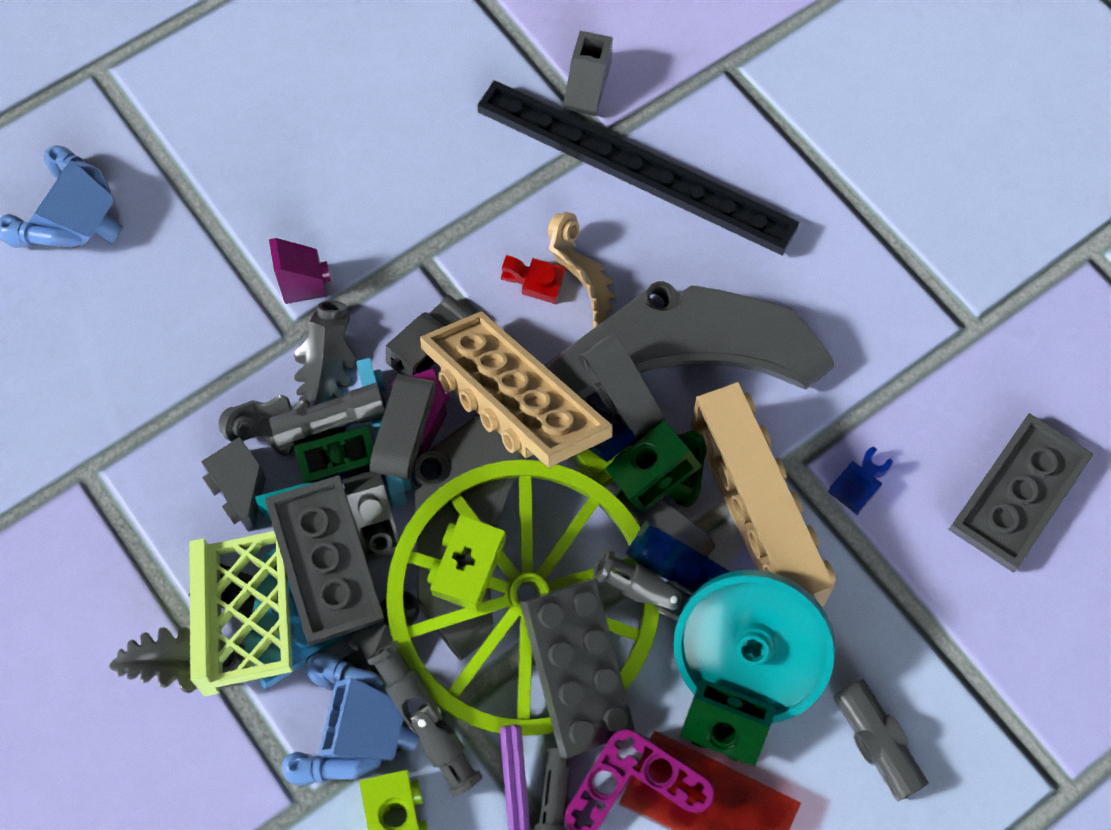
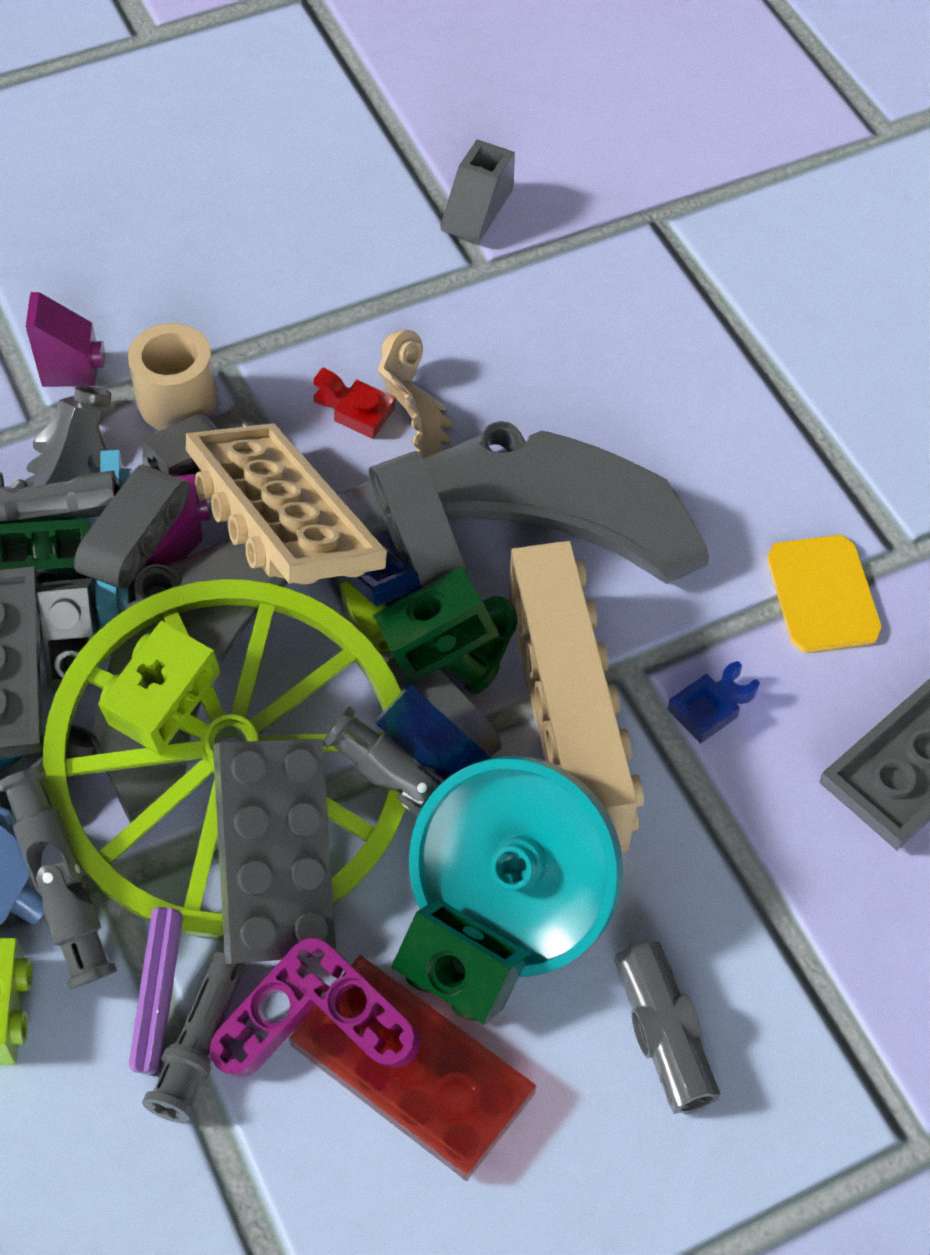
camera: 10 degrees right, 10 degrees down
(393, 285) = (172, 374): none -> tan piece
(639, 167) = (520, 306): black plate -> none
(921, 374) = (823, 593): none -> yellow piece

